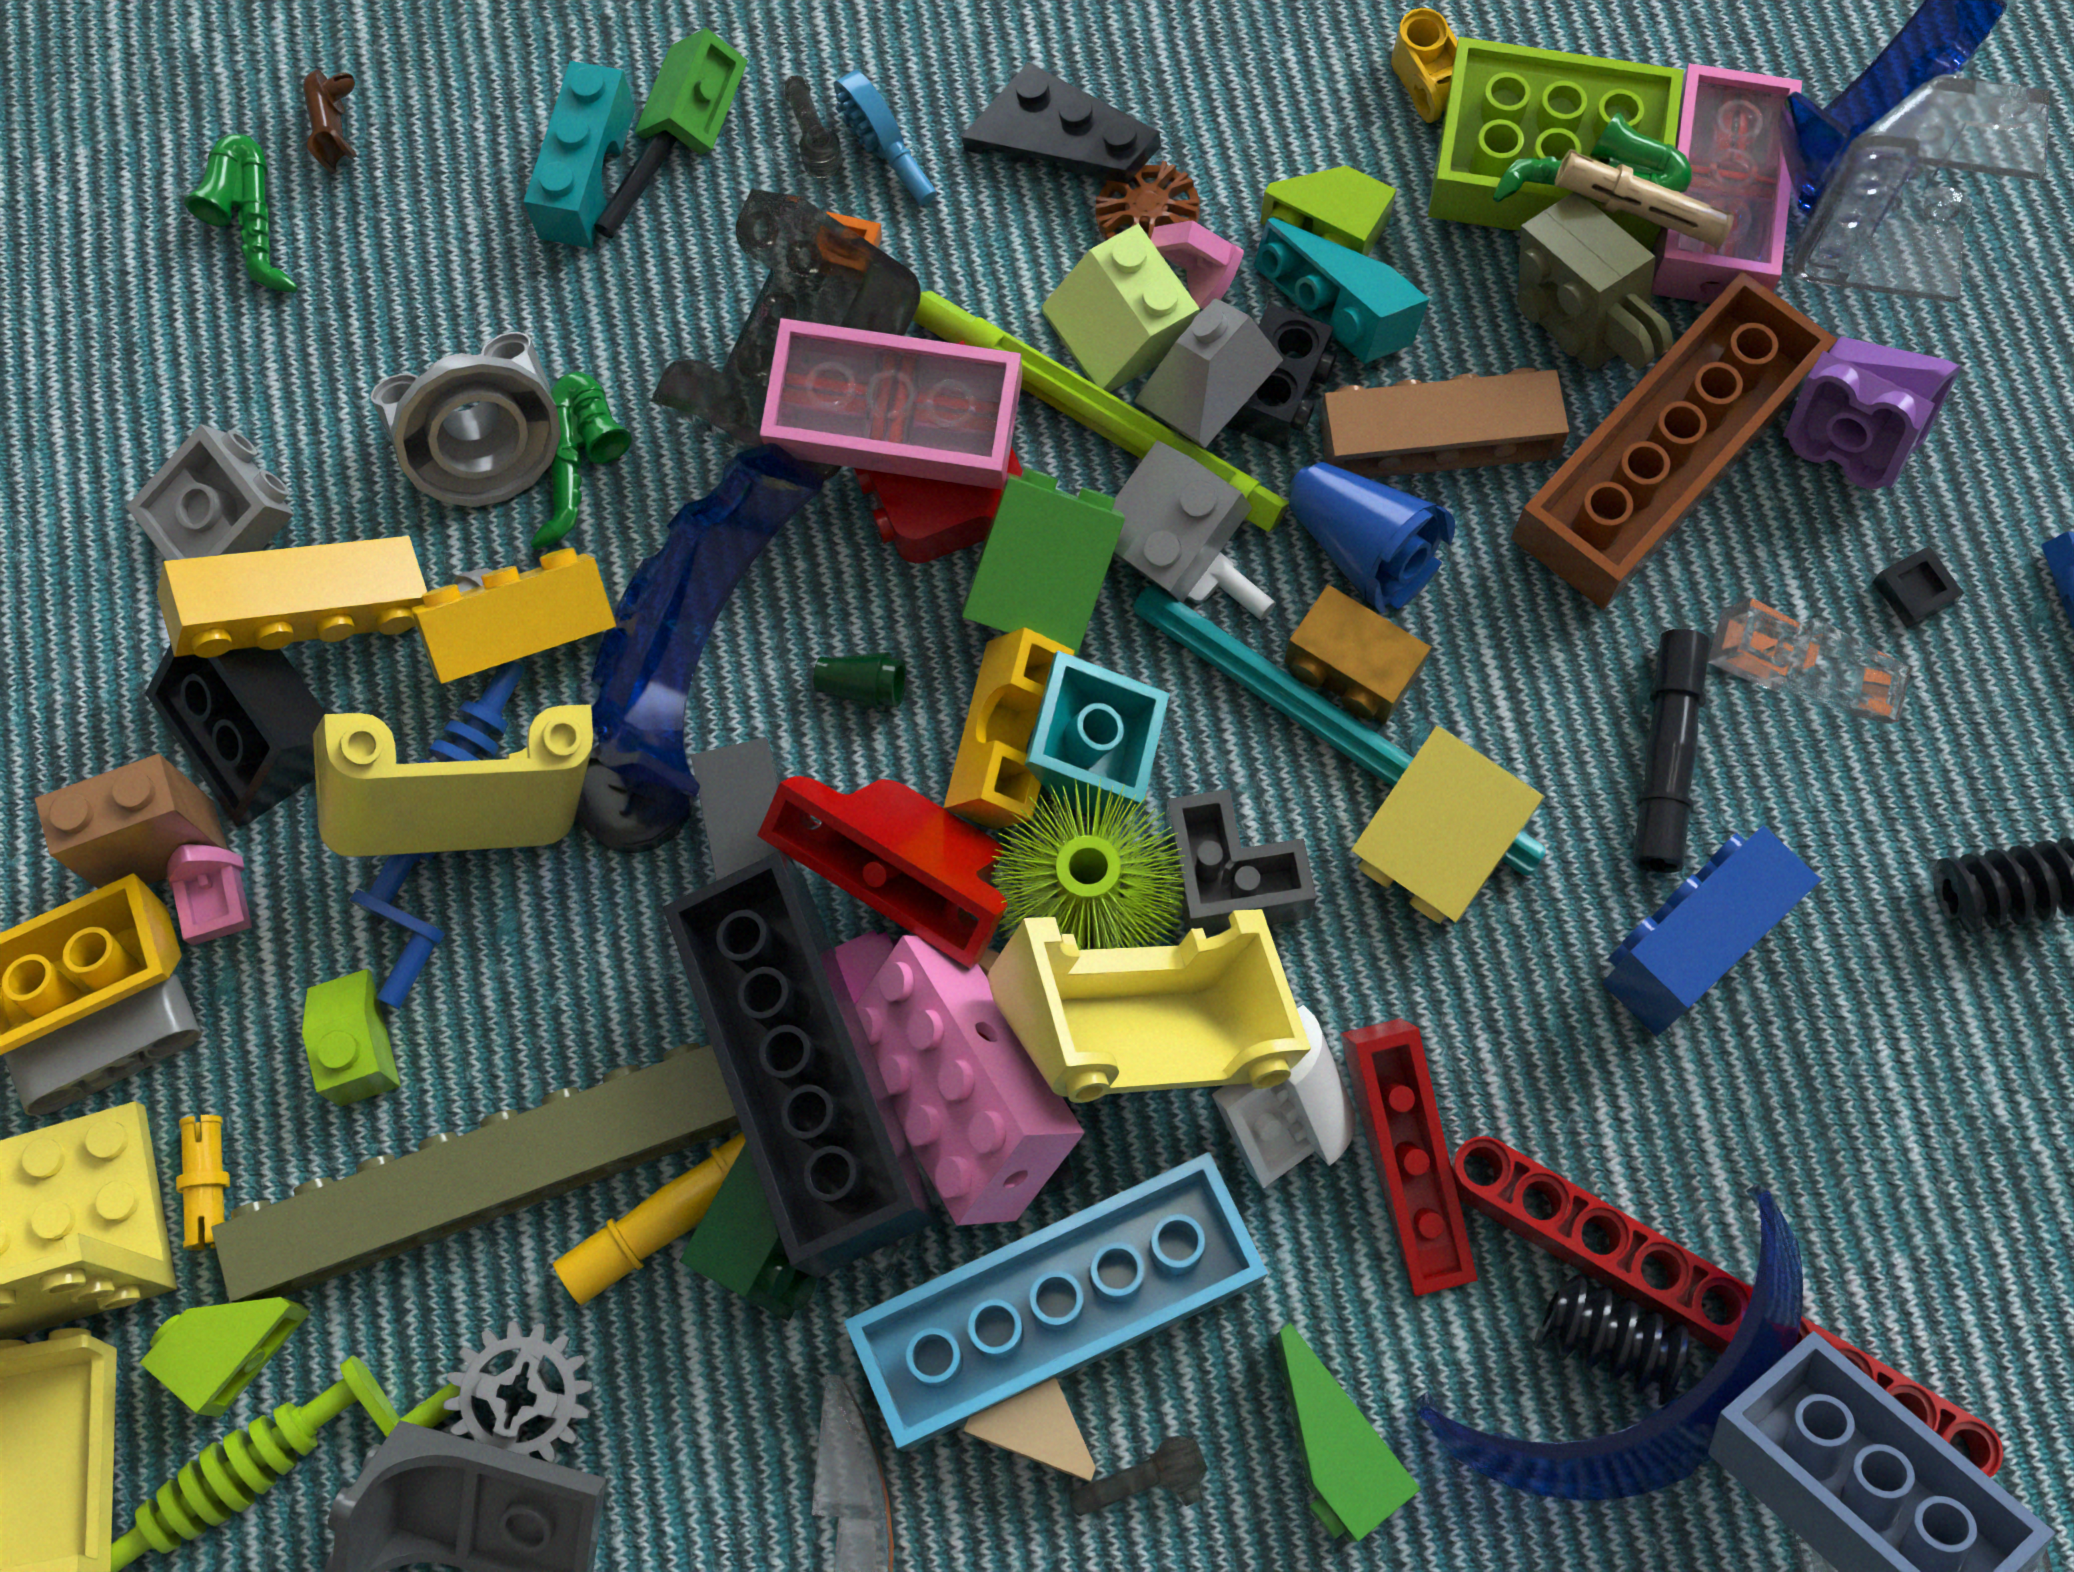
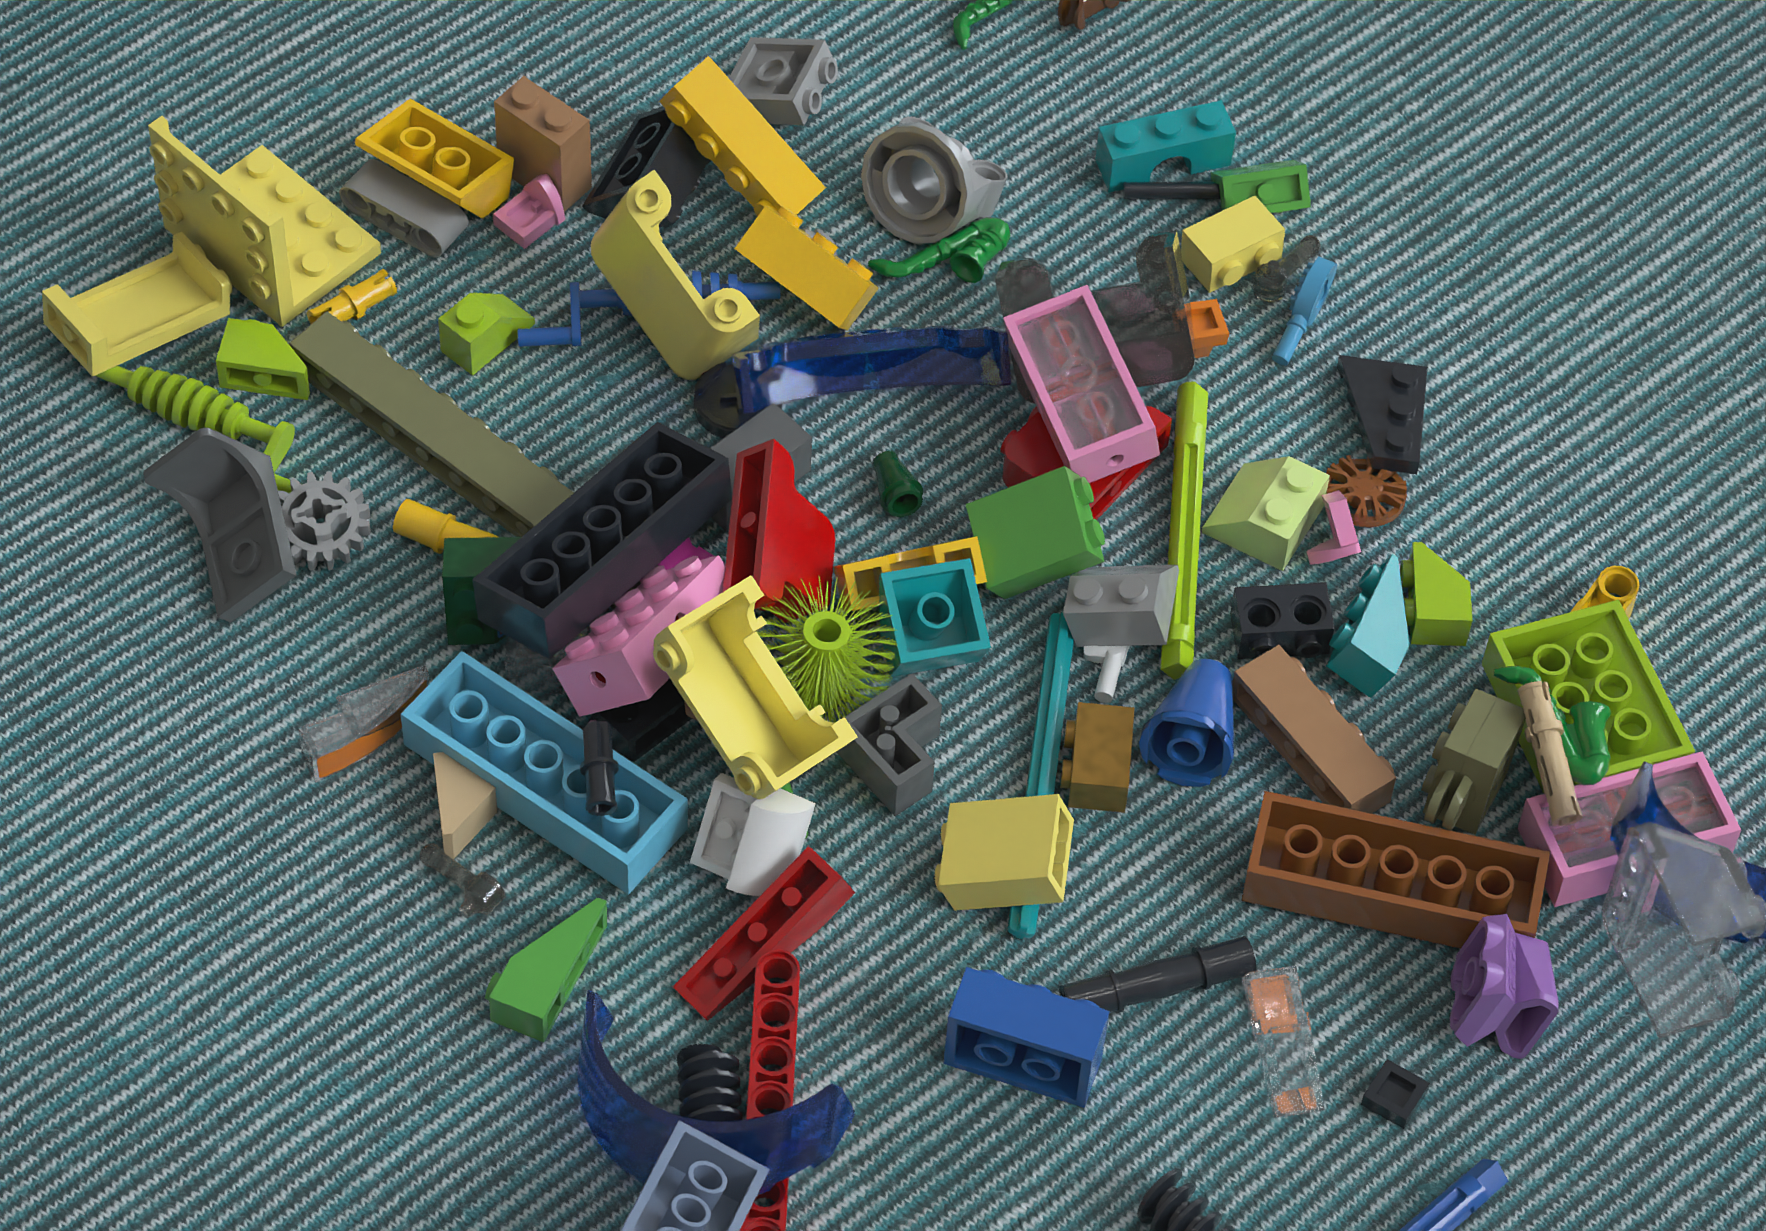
camera: 55 degrees right, 15 degrees down
(753, 150) = (1232, 244): none -> light yellow brick
(1122, 1239) = (599, 768): none -> black axle
(1209, 373) = (1248, 564): light grey slope -> none

